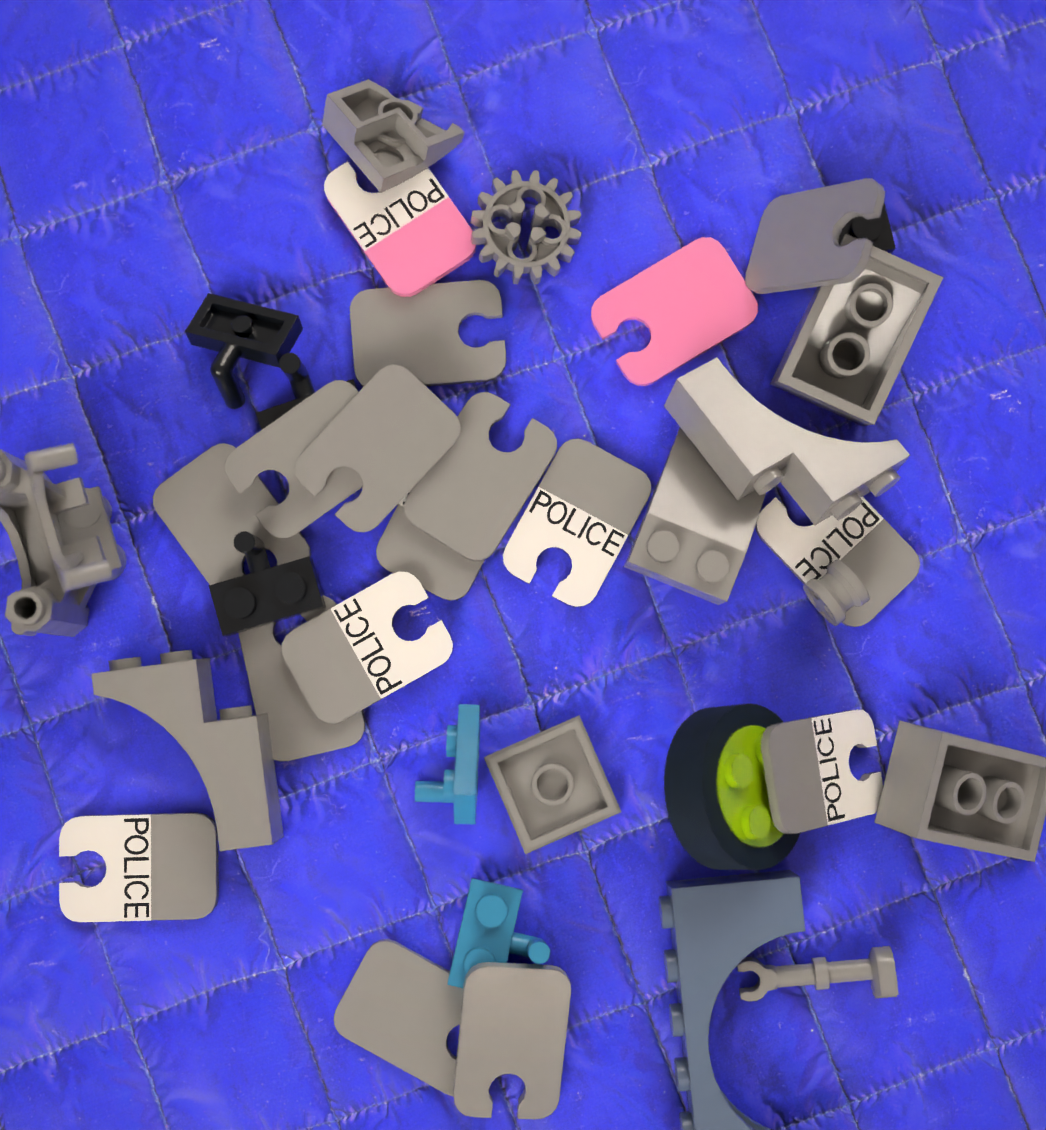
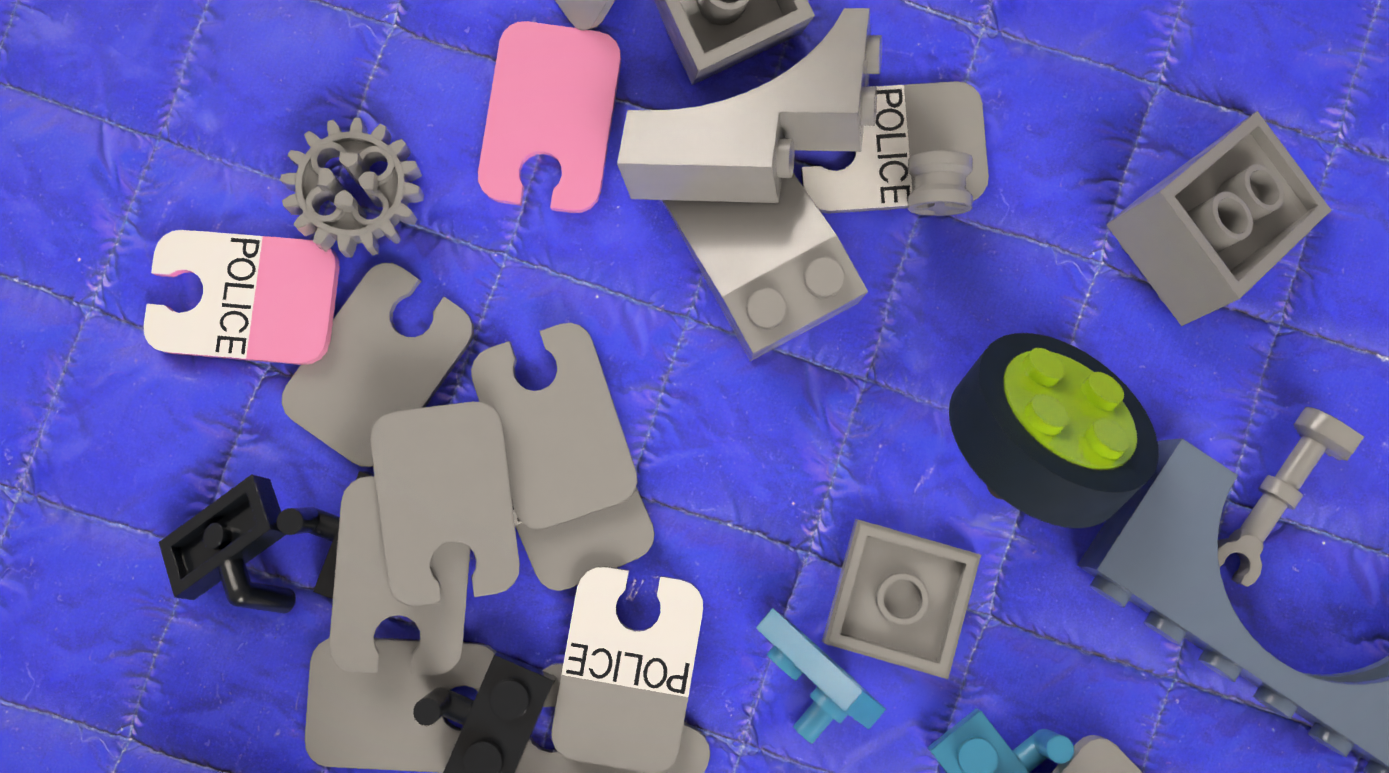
camera: 45 degrees left, 0 degrees up
(385, 133) = (149, 246): light grey slope -> none
(585, 510) = (666, 354): piece -> none
(811, 772) = (1094, 348): piece -> none

